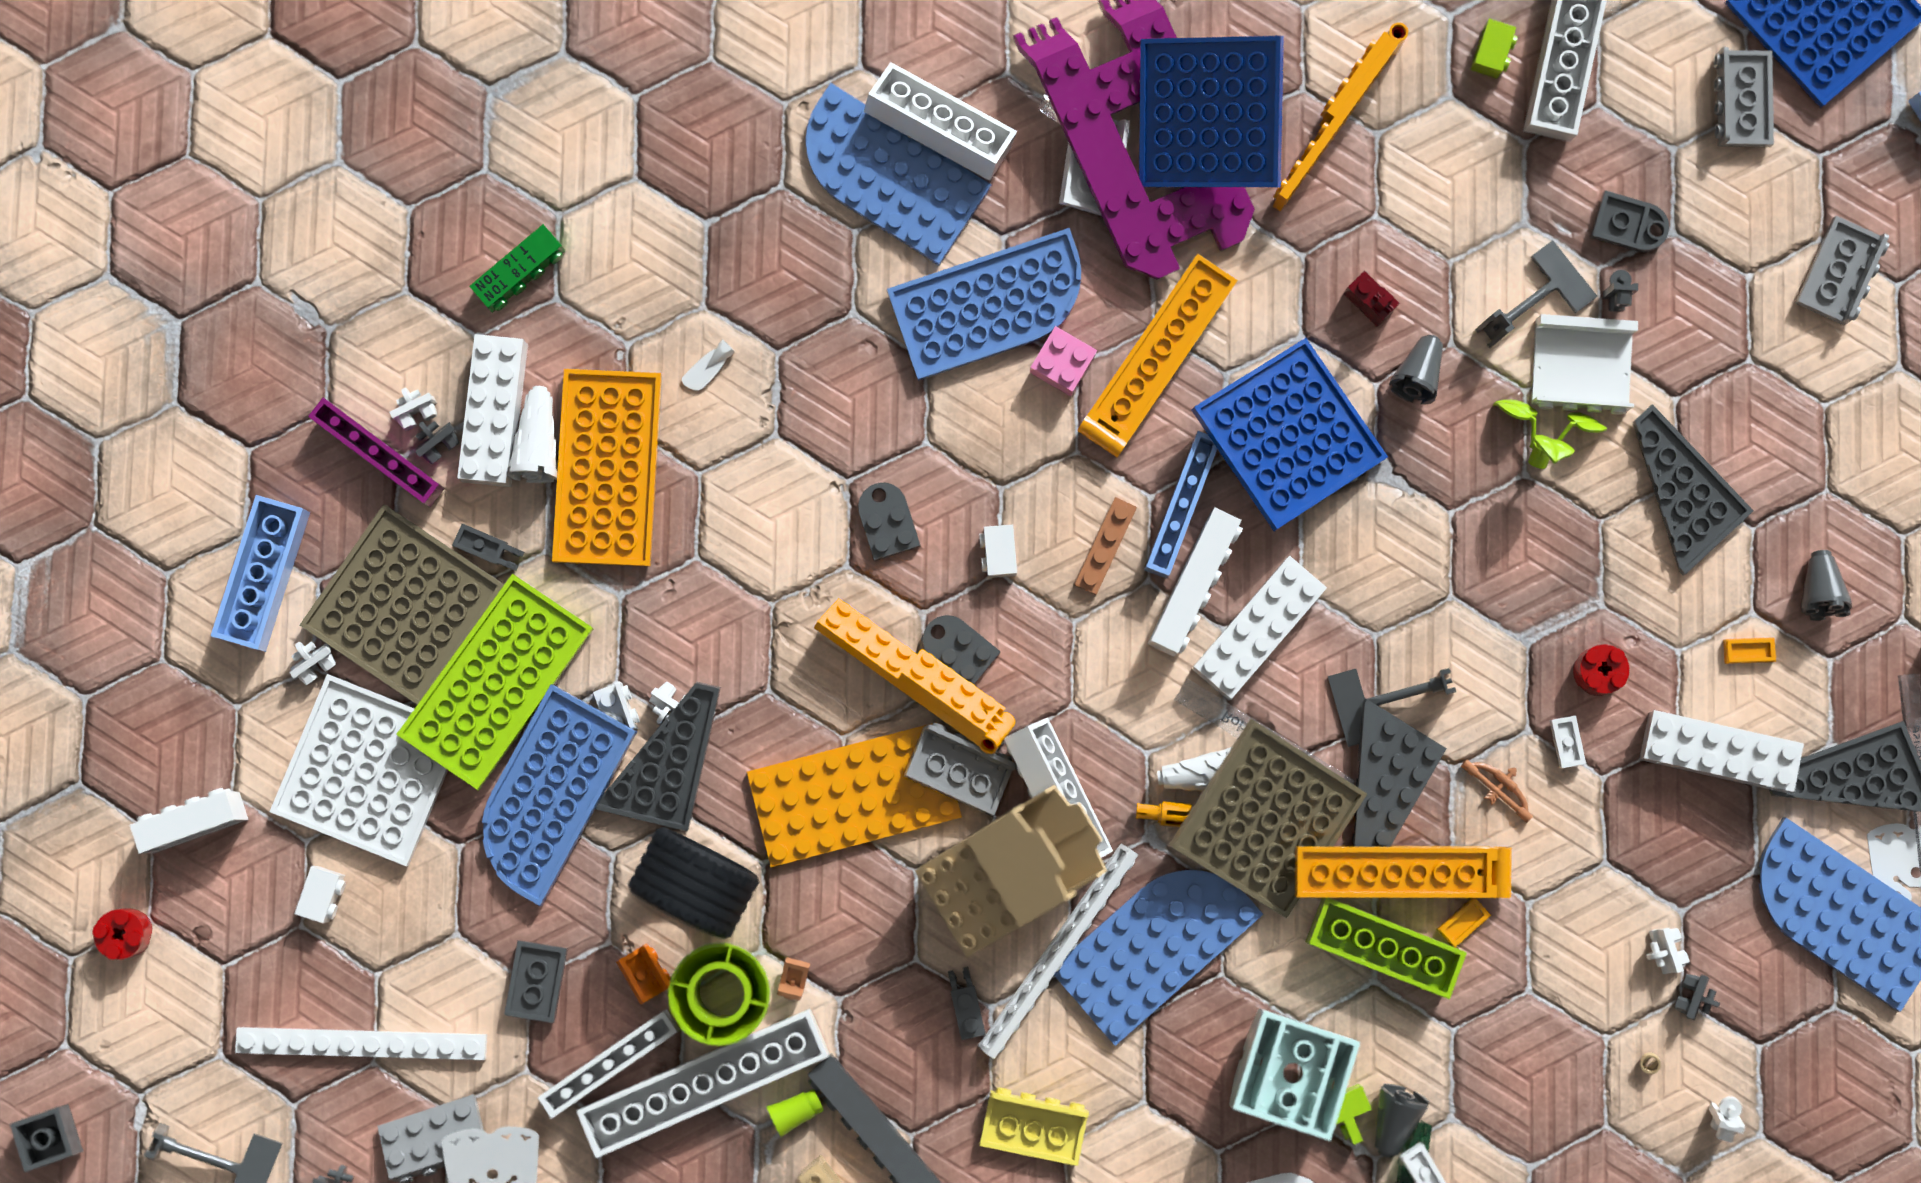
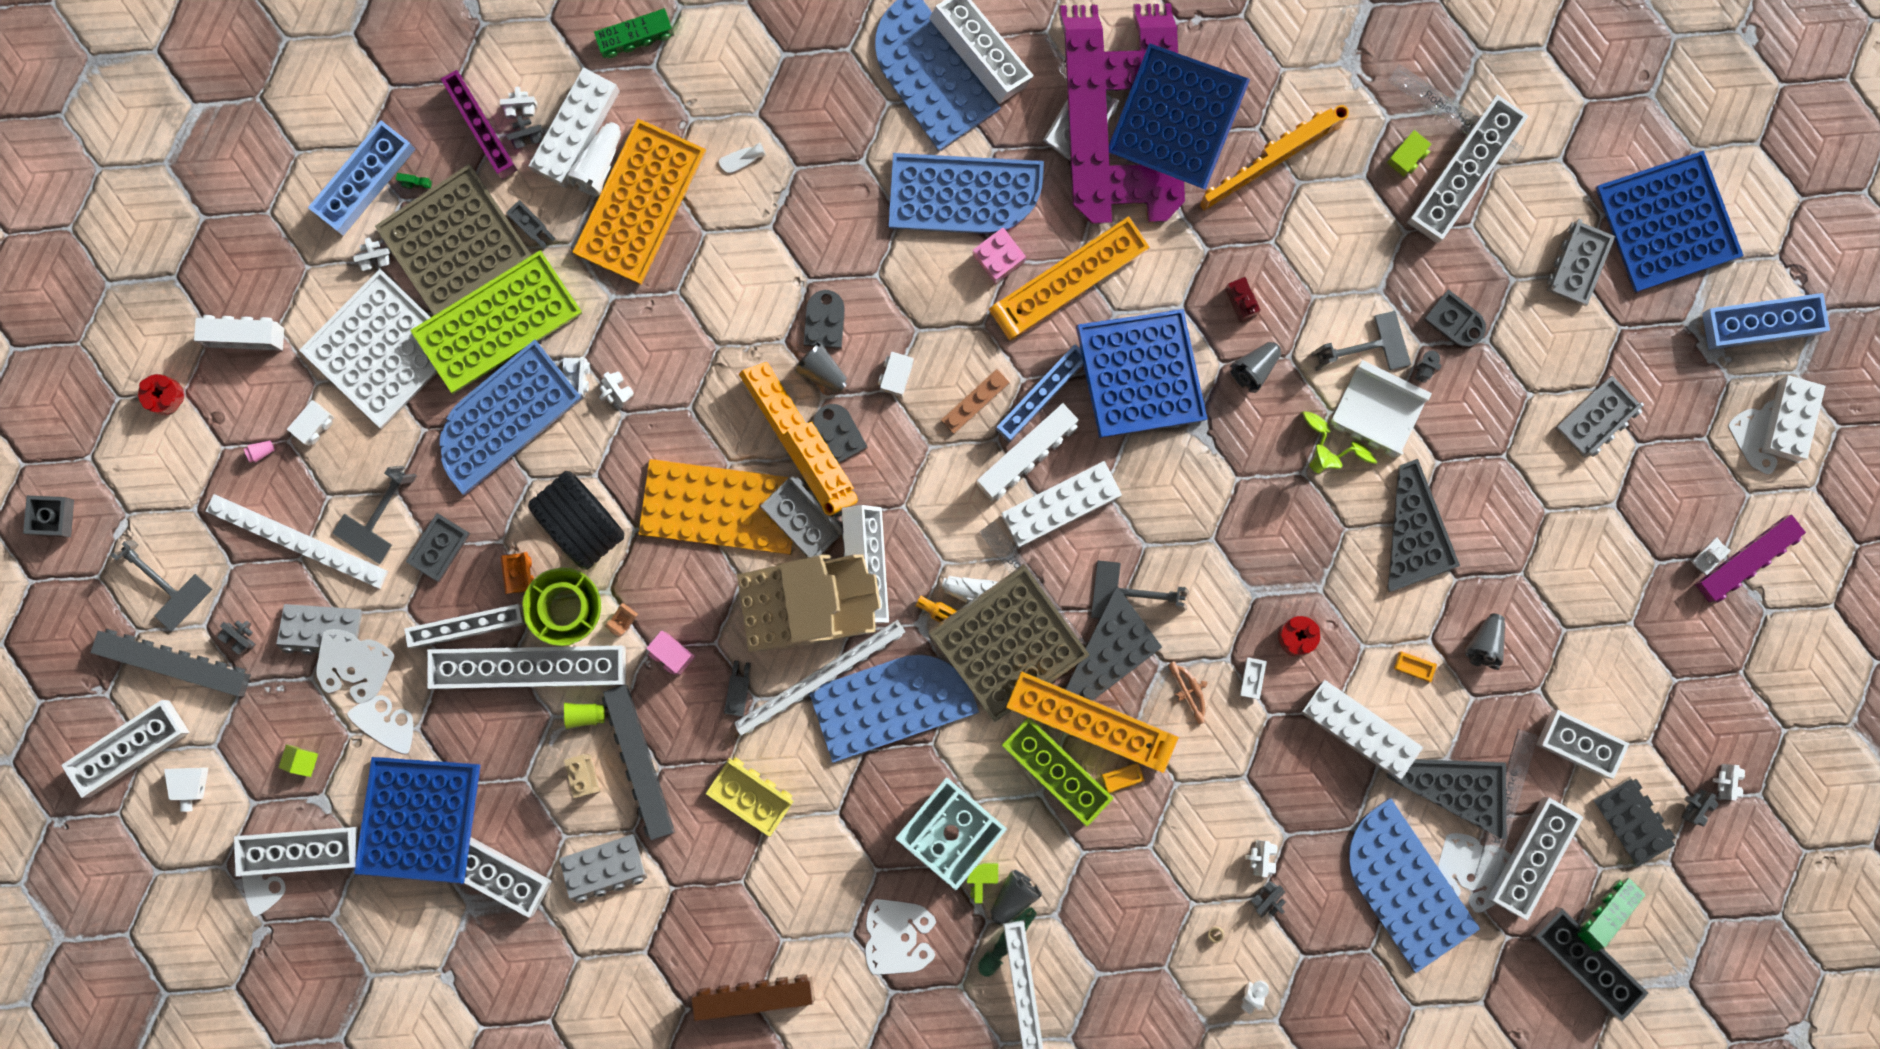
camera: 25 degrees right, 0 degrees up
(270, 953) = (258, 451): none -> bright pink cone
(318, 554) = (409, 181): none -> green plate
(440, 1006) = (362, 536): none -> dark grey piece
(667, 771) = (592, 435): dark grey wing -> none
(869, 995) = (670, 652): none -> bright pink brick
(908, 581) = (822, 369): none -> dark grey cone

